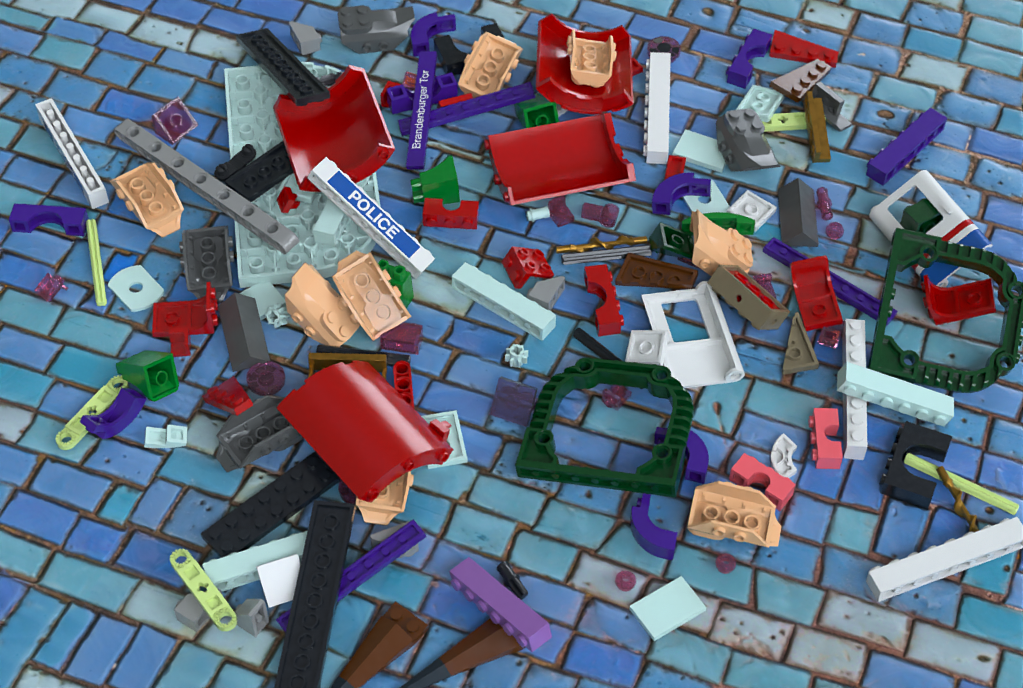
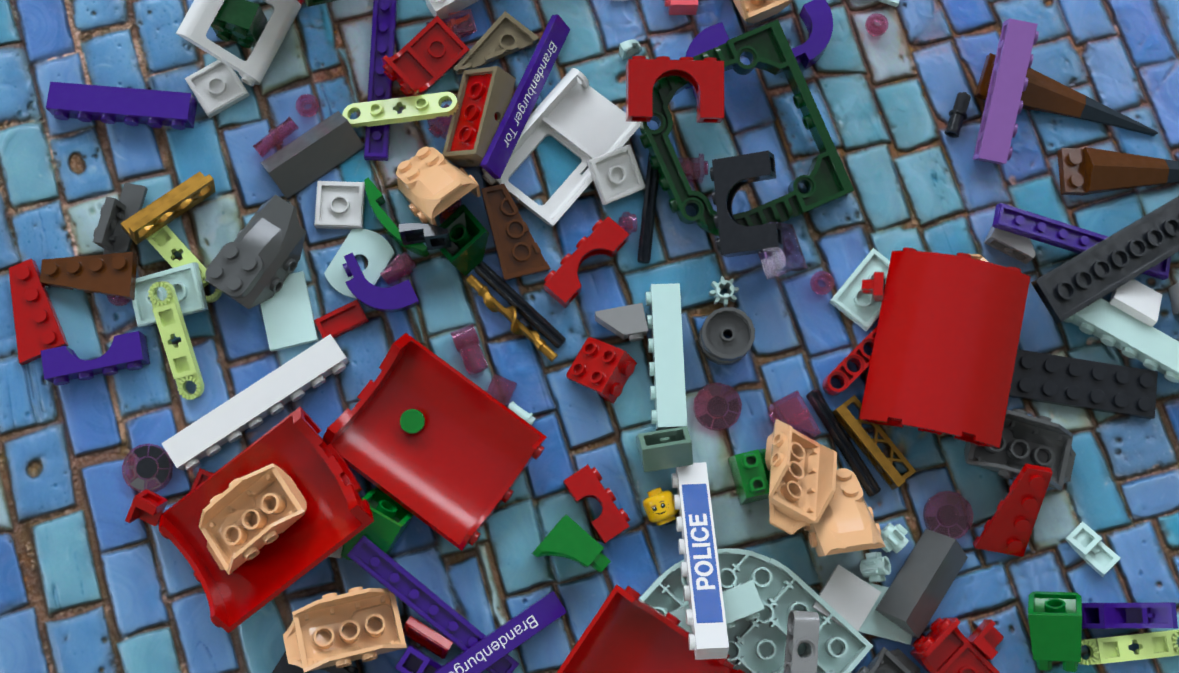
camera: 135 degrees left, 25 degrees up
(272, 289) = (848, 597): none -> white tile
(283, 335) = (894, 537): none -> light aqua gear
(423, 237) = (660, 506): none -> yellow head
(449, 309) = (717, 406): none -> clear pink tile
(450, 255) = (665, 449): none -> sand green slope
(471, 410) = (827, 278): none -> clear pink plate
(486, 333) = (731, 322): none -> dark grey wheel
(540, 366) = (728, 177): none -> black arch
(581, 163) = (412, 421): none -> green tile
(608, 337) = (628, 222): none -> clear pink plate
(641, 34) = (147, 507): none -> red panel
(667, 409) = (704, 76): none -> red arch
(682, 211) = (398, 268): none -> clear pink cone
(684, 221) = (432, 235): none -> black slope
(727, 90) = (180, 356): none -> yellowish green piece
(733, 415) = (629, 48): none -> light aqua tile
(744, 331) = (525, 97): none -> dark purple tile
(781, 272) = (415, 109): none -> yellowish green piece
(879, 192) = (216, 87): none -> white tile

